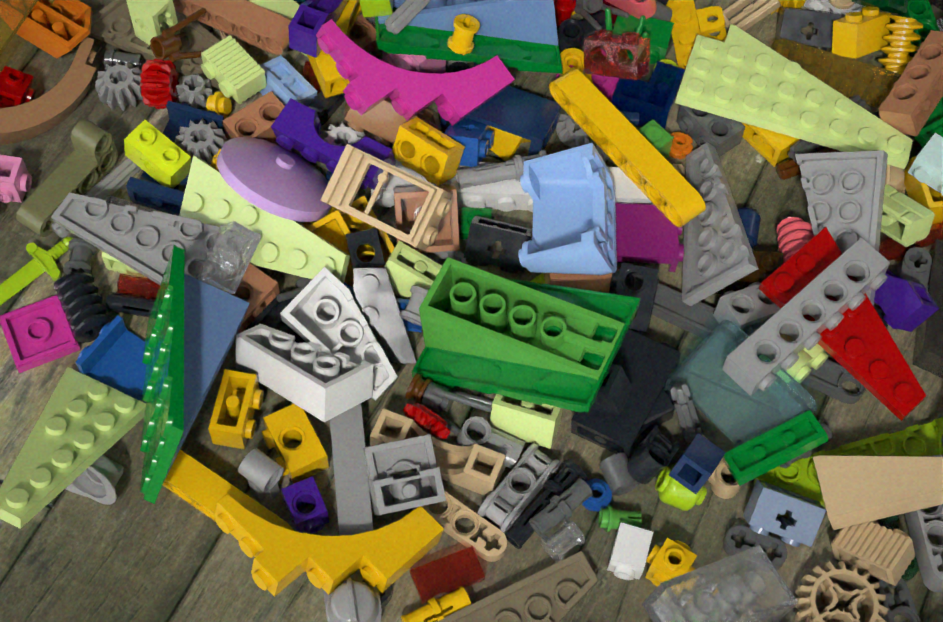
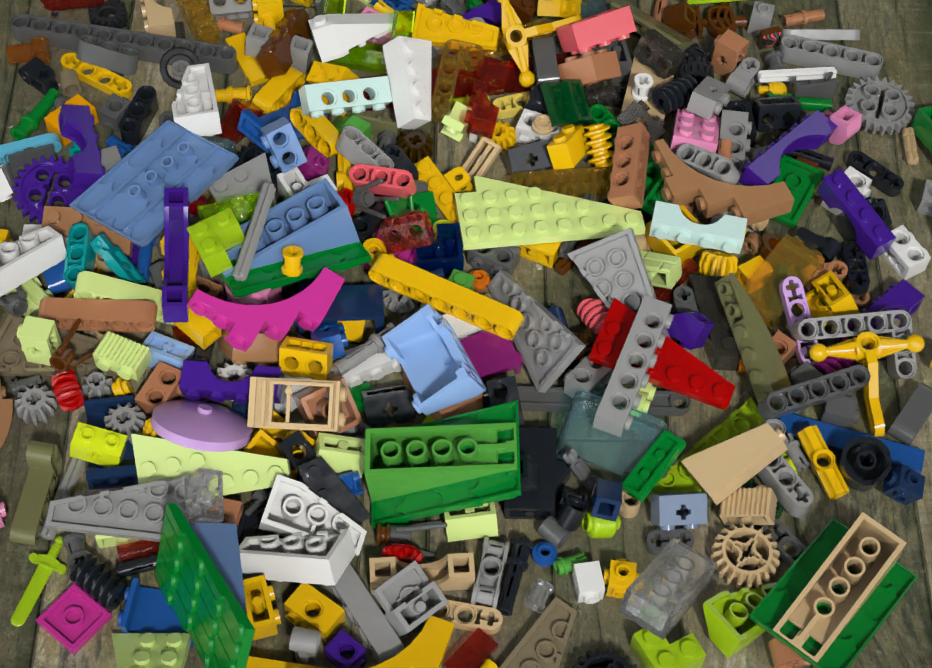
camera: 25 degrees left, 5 degrees down
(412, 312) = (356, 474): light grey bush -> none
(491, 439) = (452, 546): light grey piece -> none
(560, 507) = (527, 572): dark grey pin -> none

